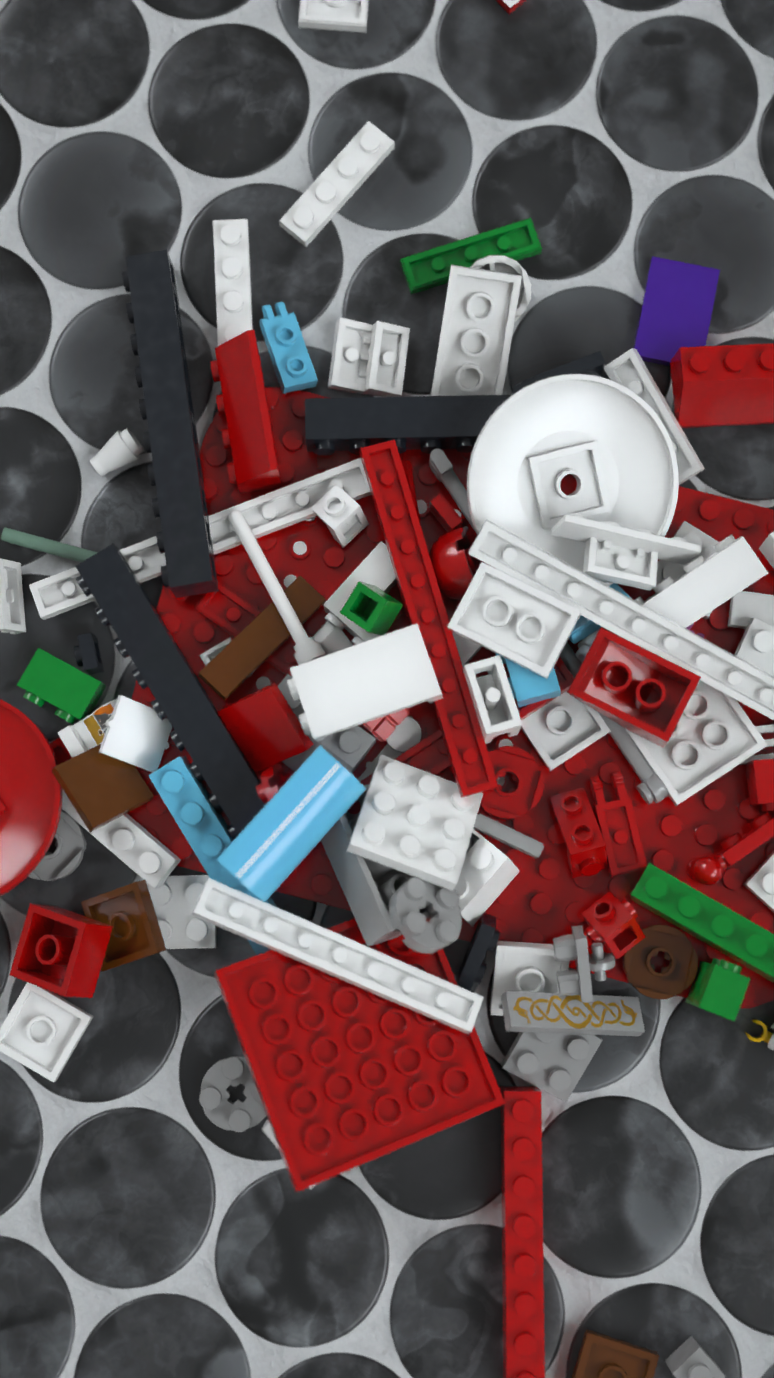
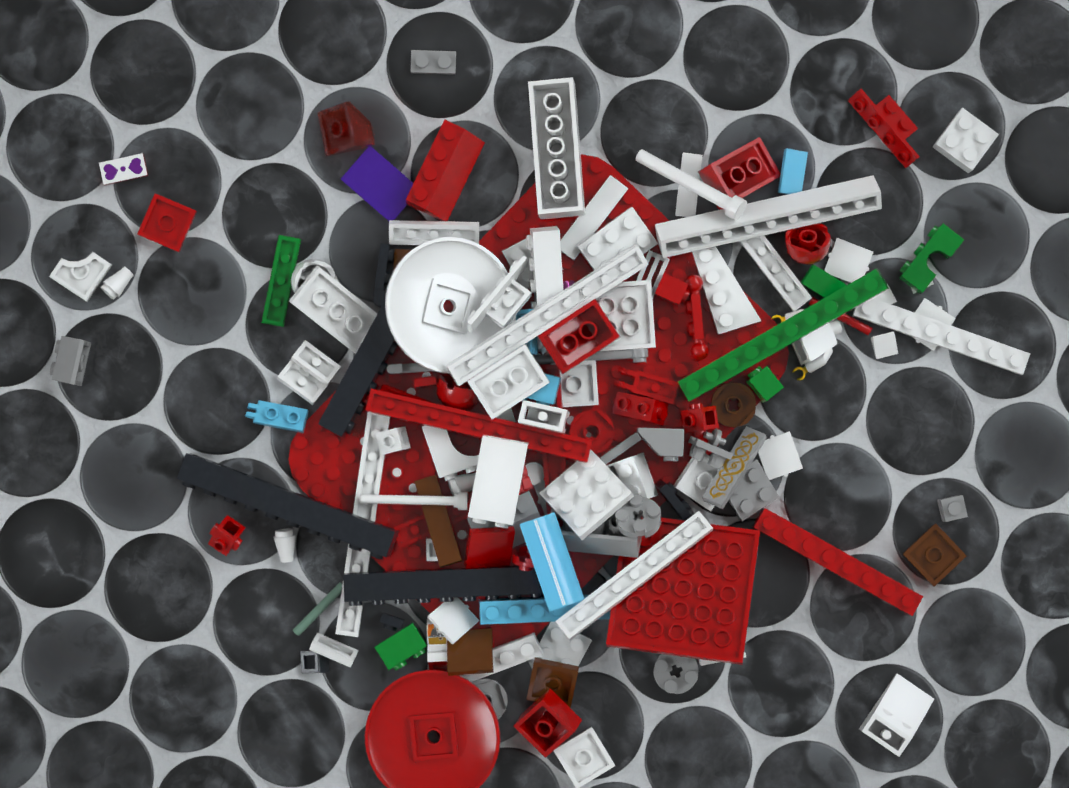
camera: 60 degrees left, 5 degrees up
(84, 366) = (226, 535): none -> red brick
(208, 42) = (70, 360): none -> light grey slope
(232, 278) = (224, 426): white plate -> none
(246, 413) = (307, 460): red slope -> none
(337, 184) = (195, 333): white plate -> none
(345, 46) = (116, 283): none -> white cone
(371, 608) = (458, 454): green brick -> none
(462, 66) = (167, 222): none -> red plate
(553, 891) = (664, 441): none -> light grey slope
(623, 1069) = (779, 456): none -> white piece
(723, 225) = (344, 129): none -> clear red slope

